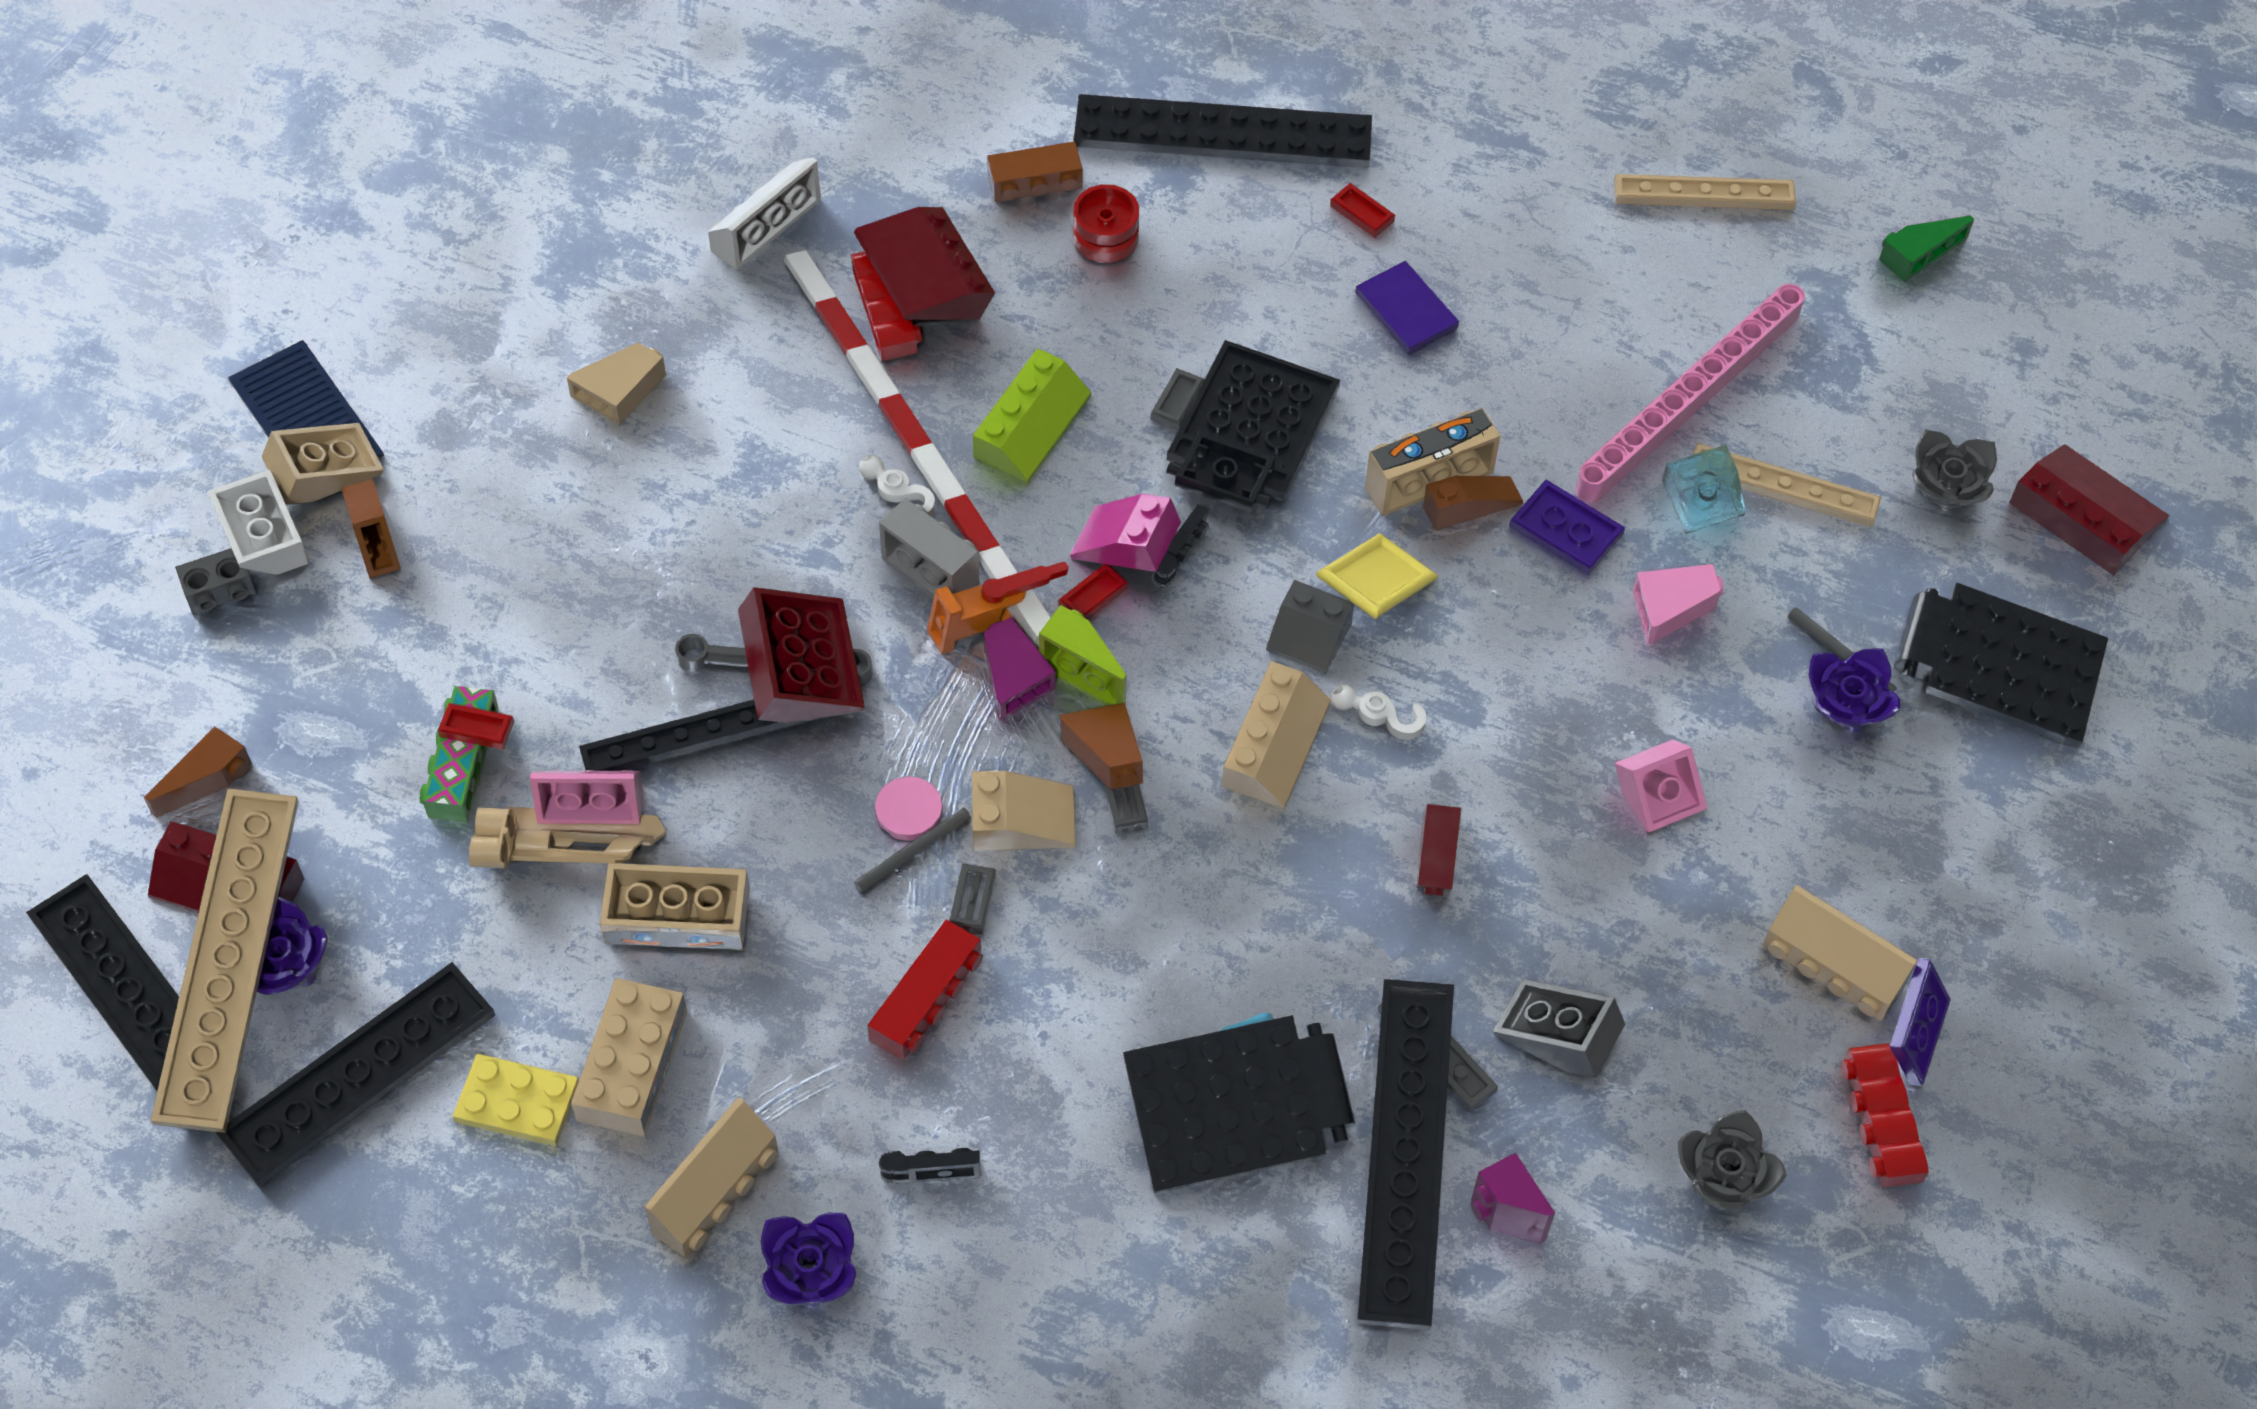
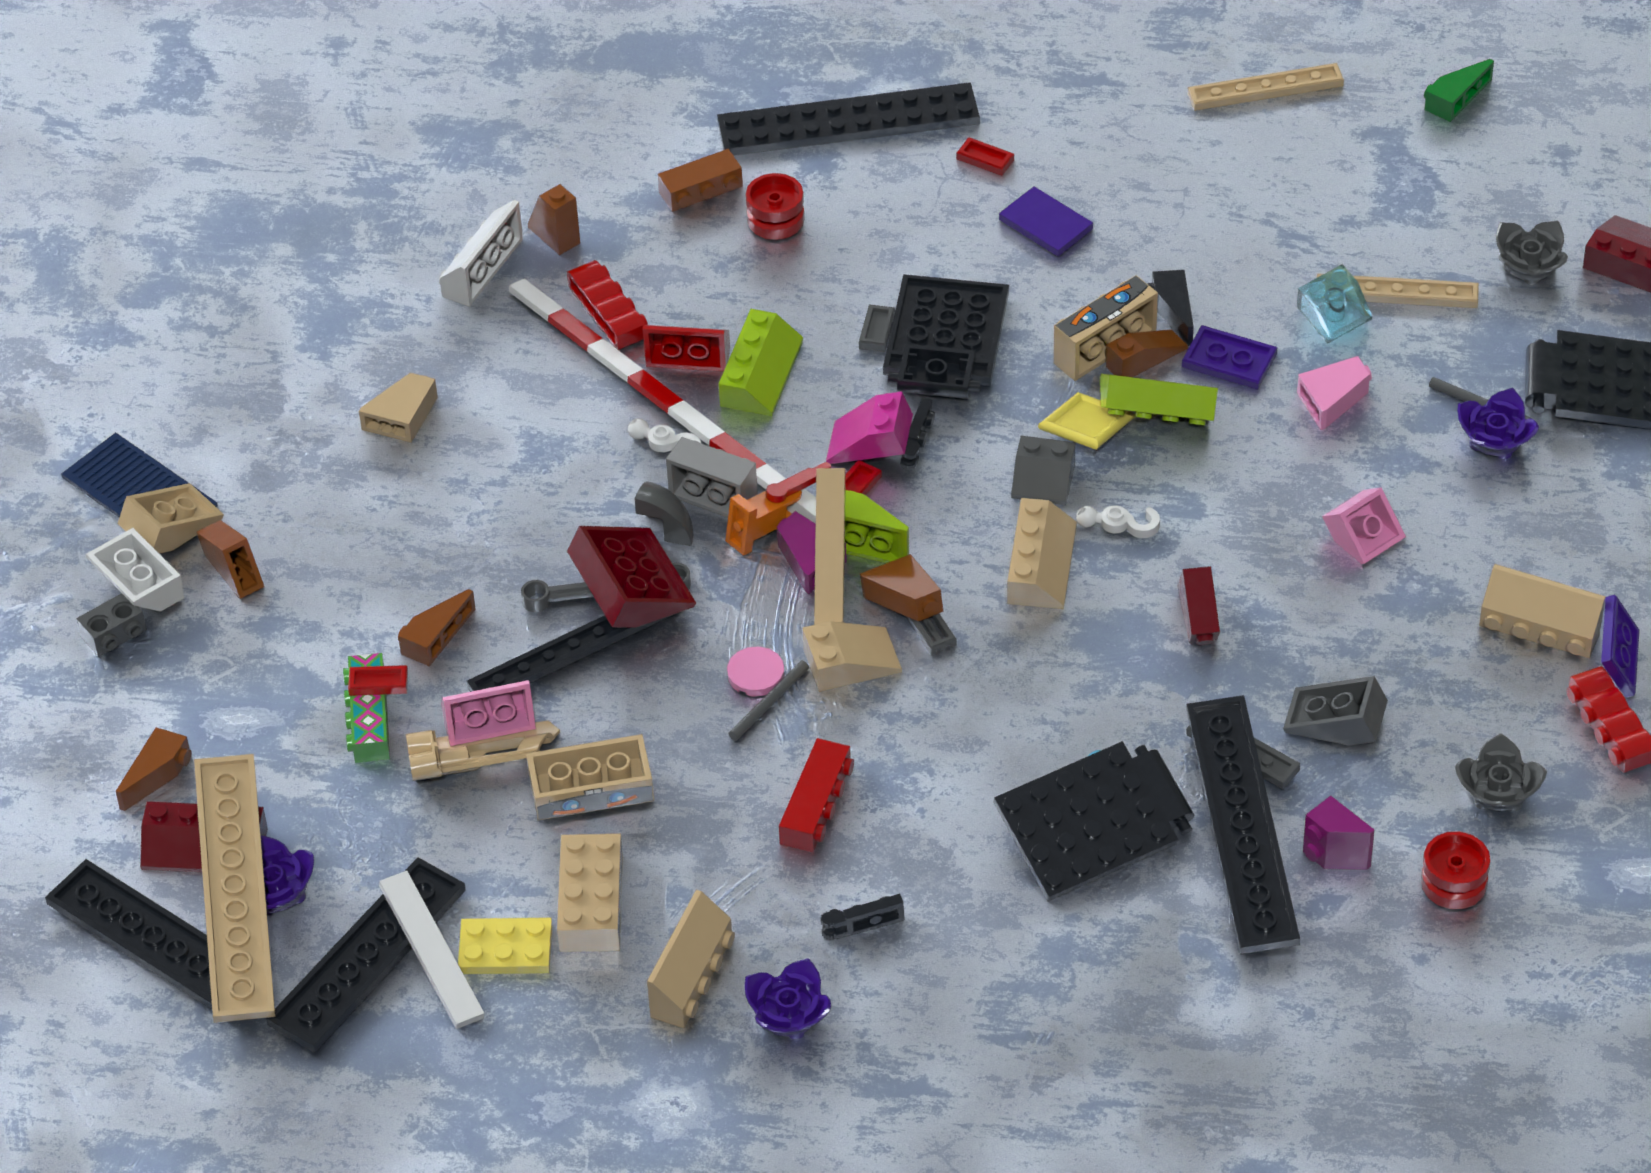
camera: 10 degrees left, 10 degrees down
(427, 1089) = (431, 949): none -> white tile
(564, 670) = (433, 629): none -> dark orange slope
(858, 188) = (556, 219): none -> dark orange slope
(867, 575) = (661, 503): none -> dark grey brick
(926, 265) = (636, 265): dark red slope -> none
(954, 377) = (686, 347): none -> red slope
(968, 923) = (828, 704): dark grey tile -> none
(1031, 678) = (830, 545): none -> tan tile
(1467, 564) = (1158, 397): none -> lime slope
(1520, 442) = (1174, 302): none -> black slope
(1642, 1279) = (1455, 870): none -> red wheel
(1689, 393) = (1299, 237): bright pink beam -> none

